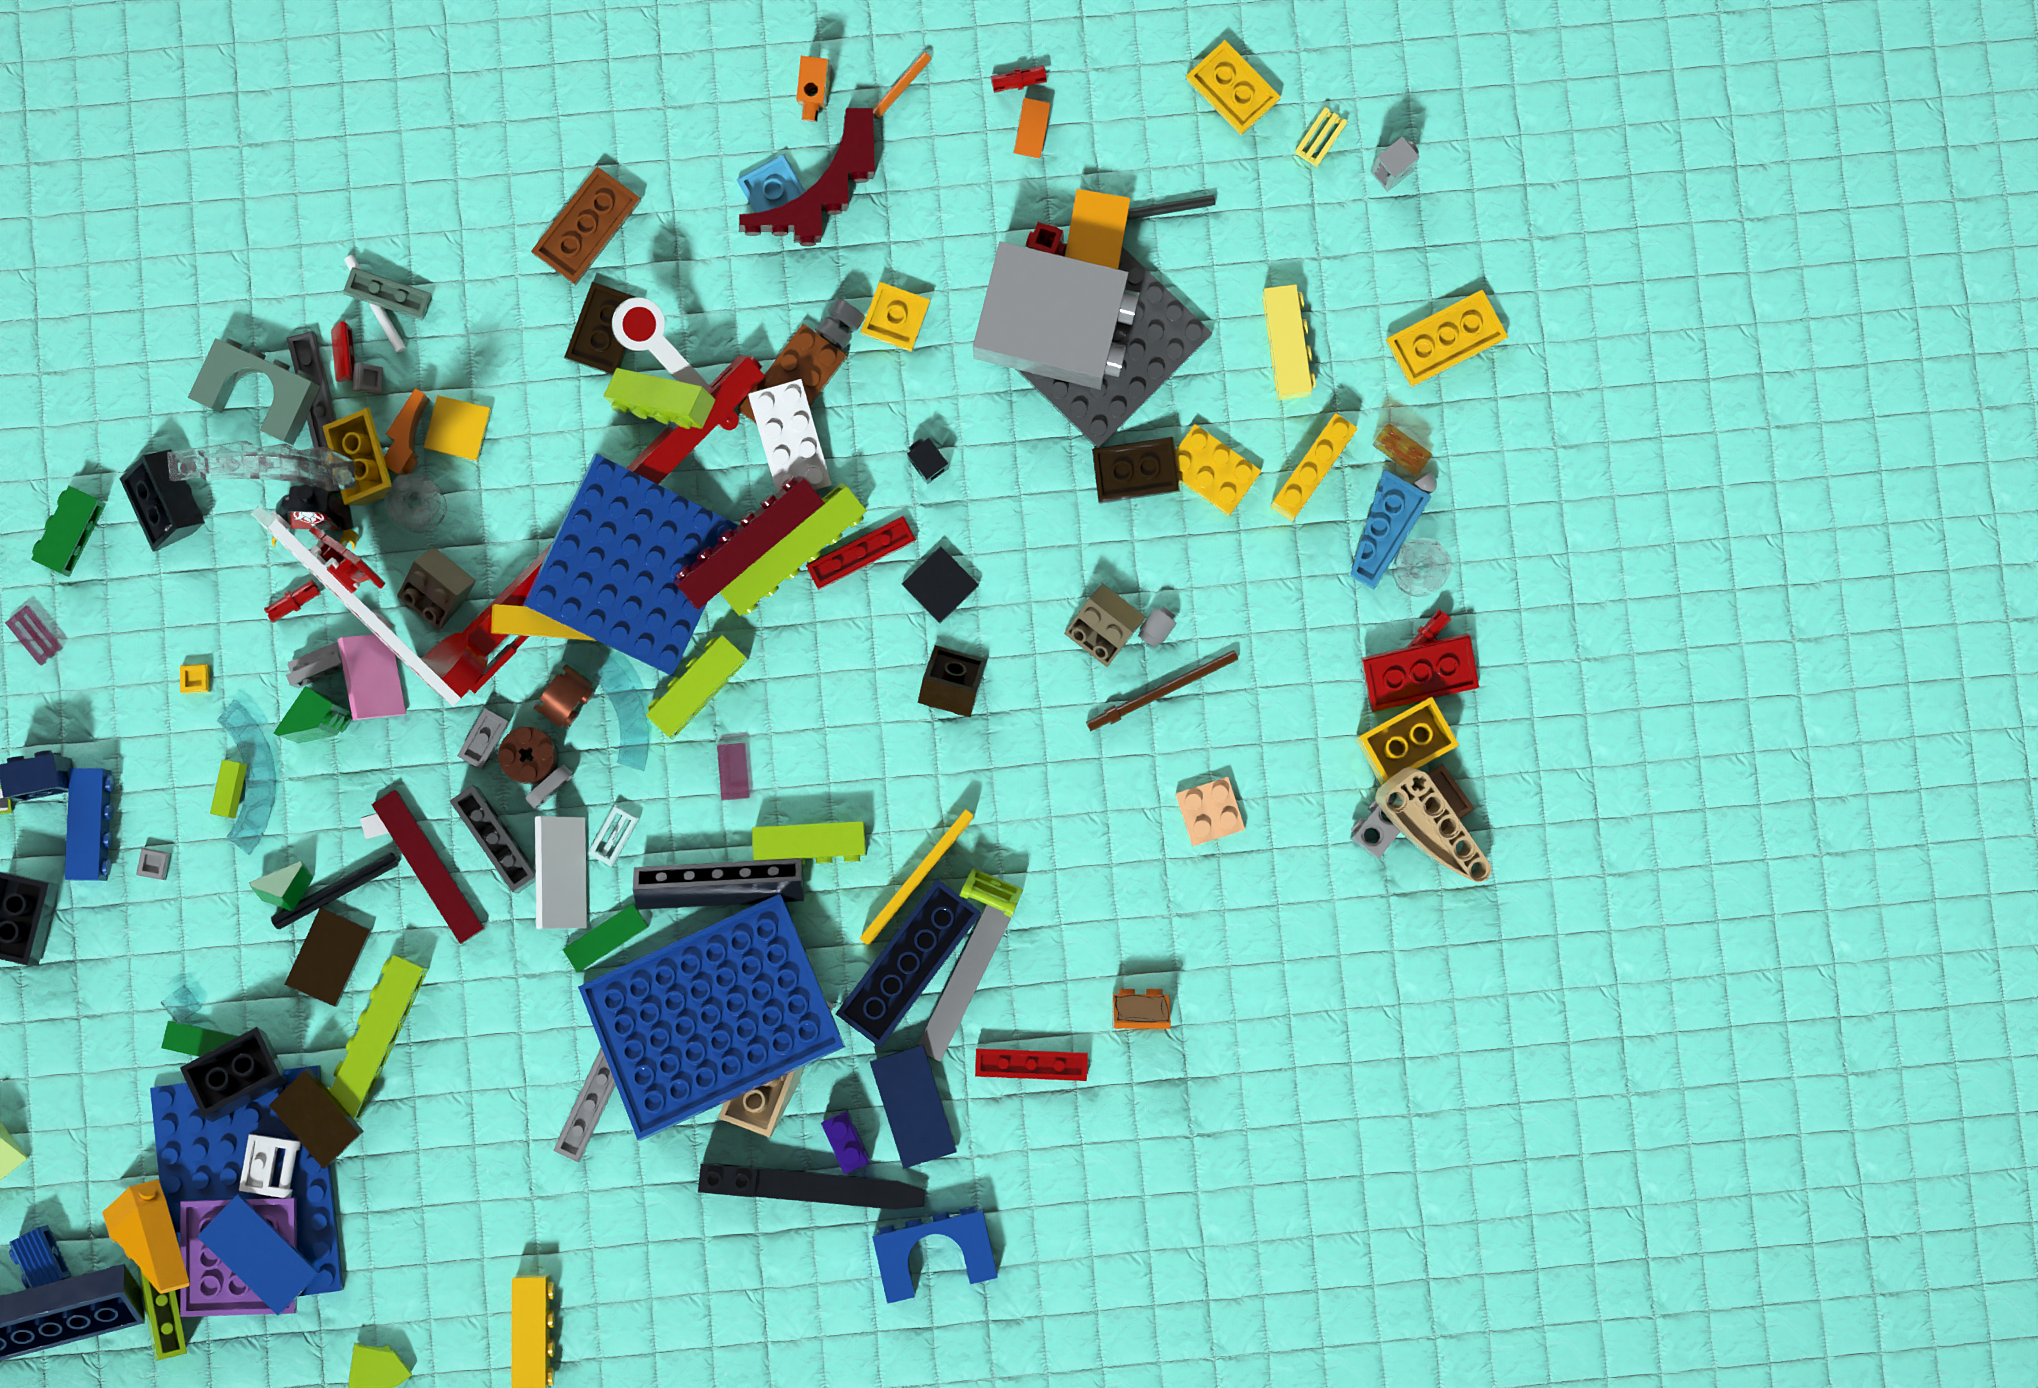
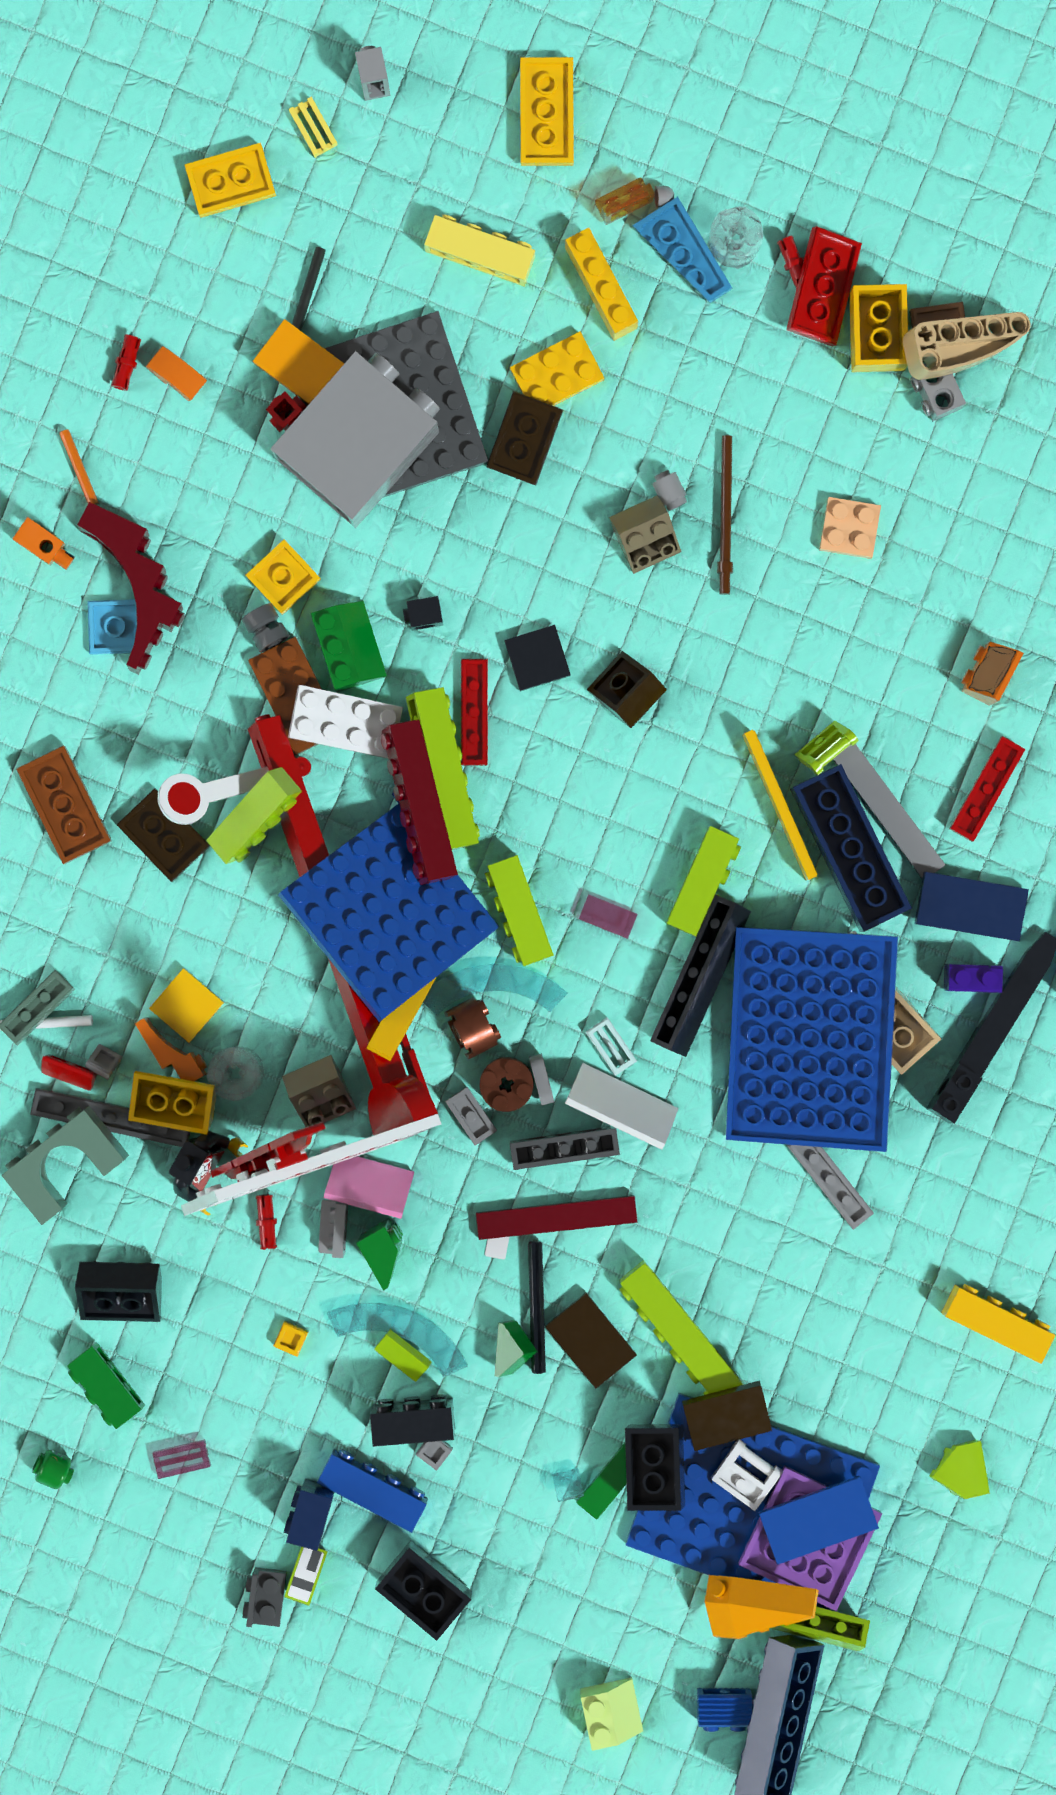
camera: 60 degrees left, 5 degrees up
(170, 827) = (412, 1421): none -> black brick
(282, 462) = (140, 1173): clear arch -> none
(605, 938) = (695, 1096): green tile -> none
(862, 406) = (348, 645): none -> green slope

